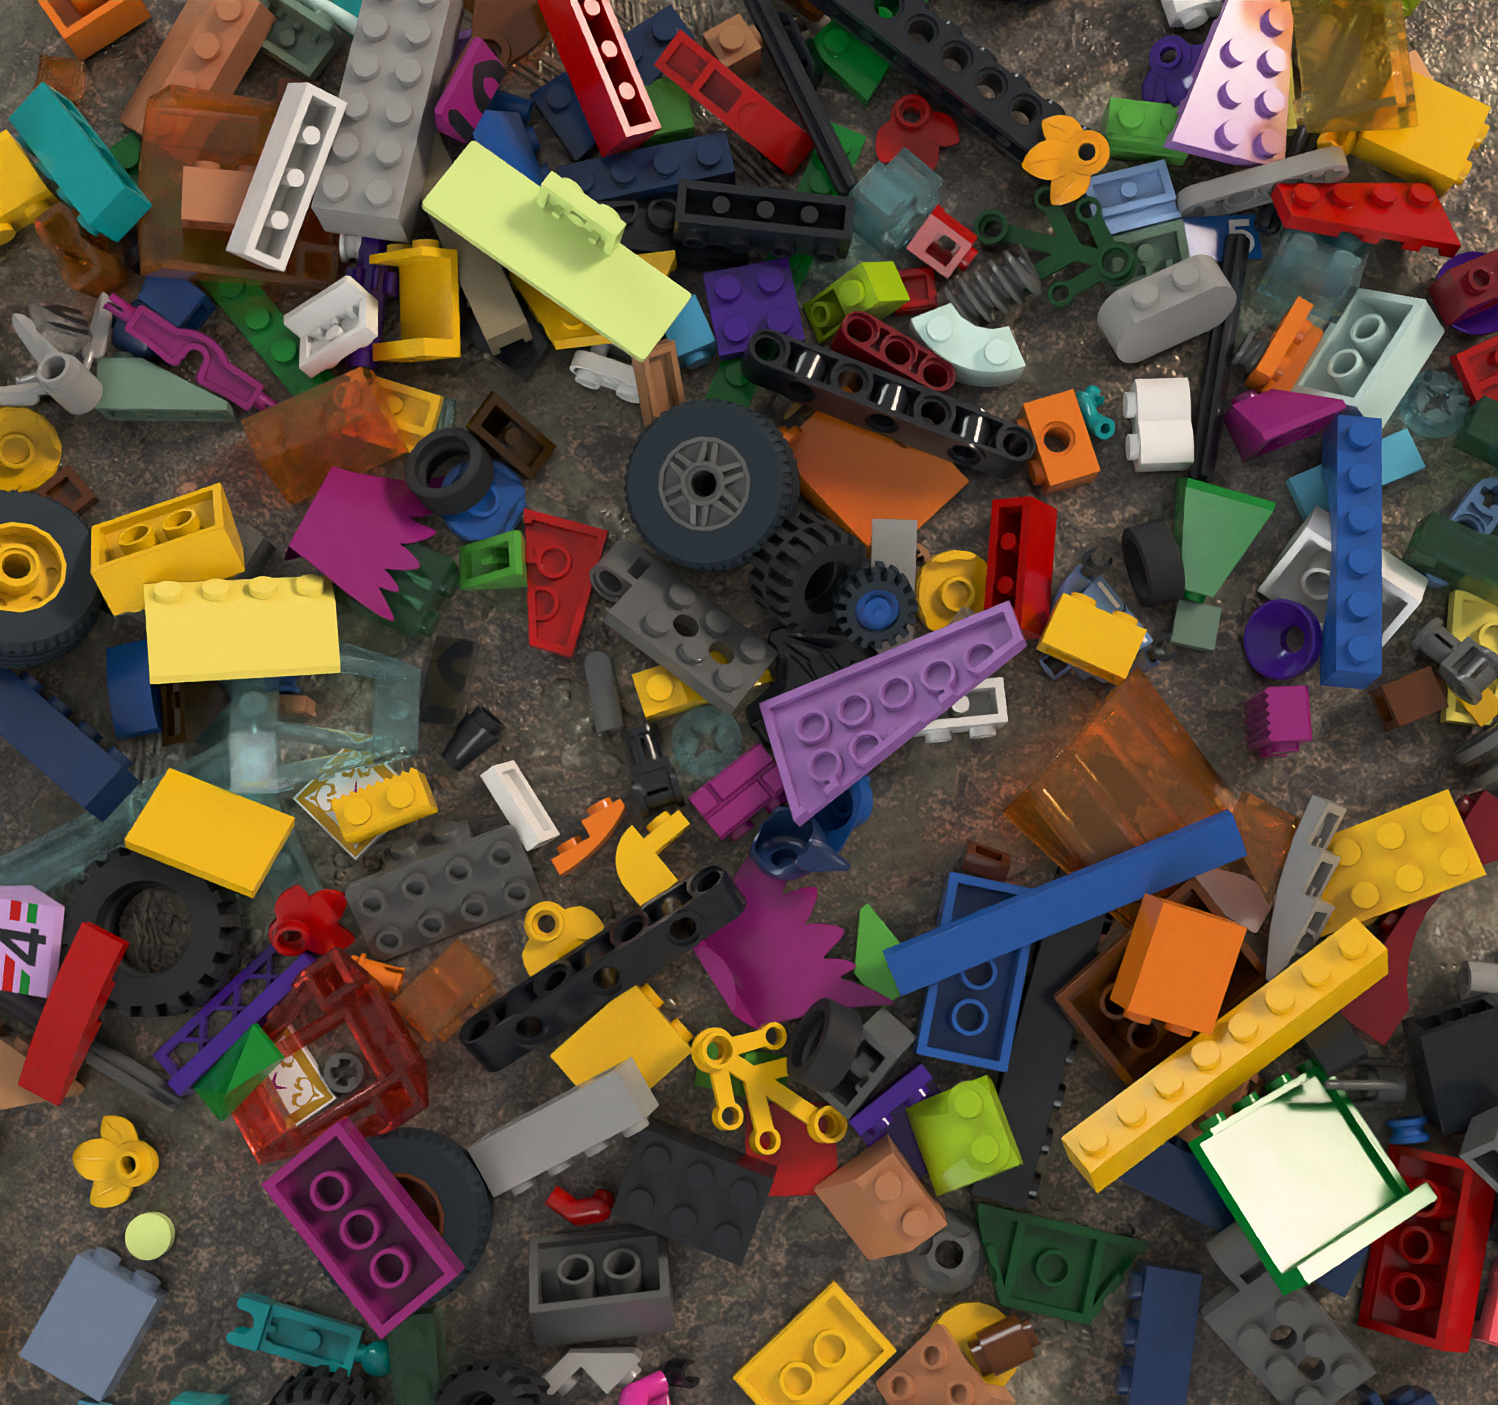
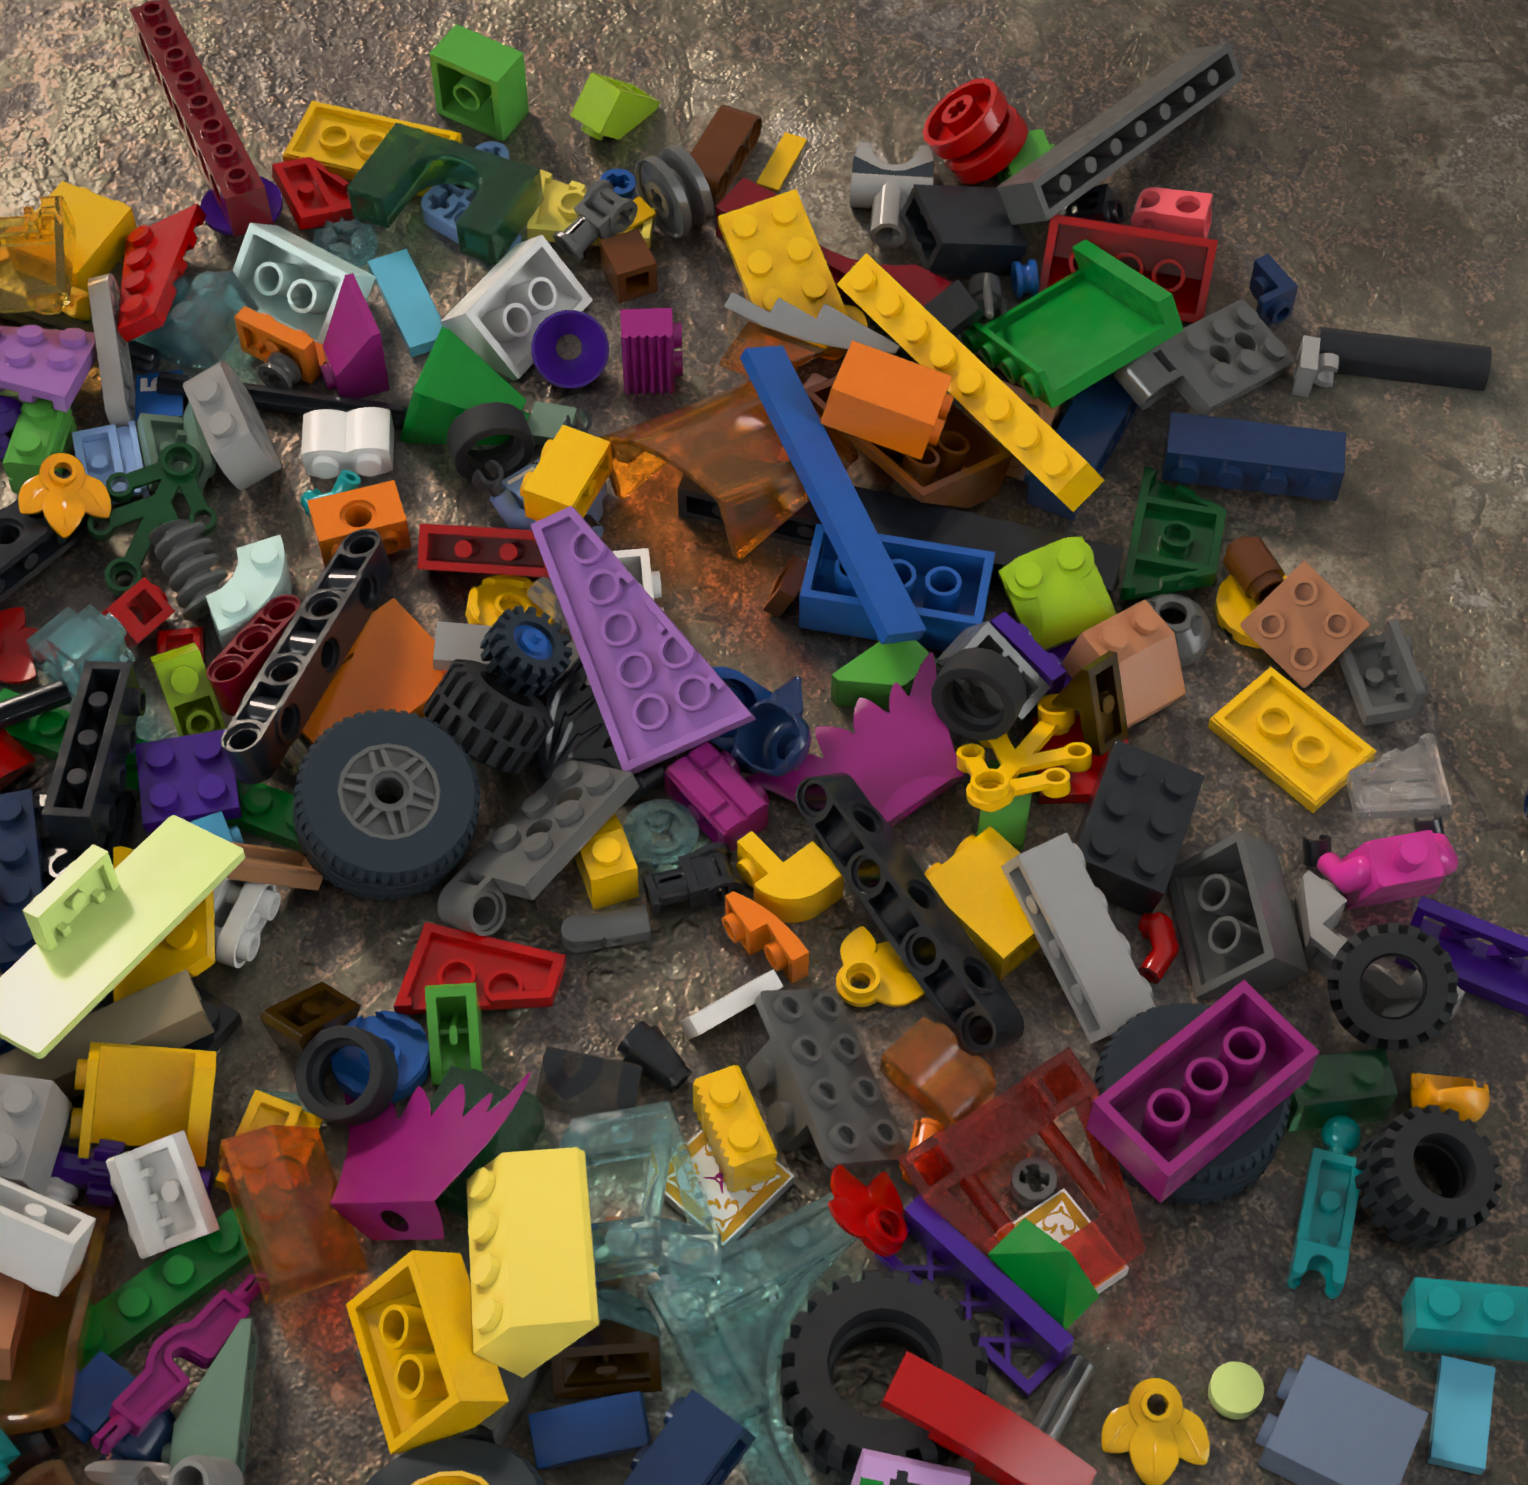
camera: 90 degrees left, 25 degrees down
(210, 832) = (769, 1296): yellow tile -> none
(825, 1165) = (1099, 698): none -> dark brown slope
(1354, 604) = (567, 279): blue arch -> none

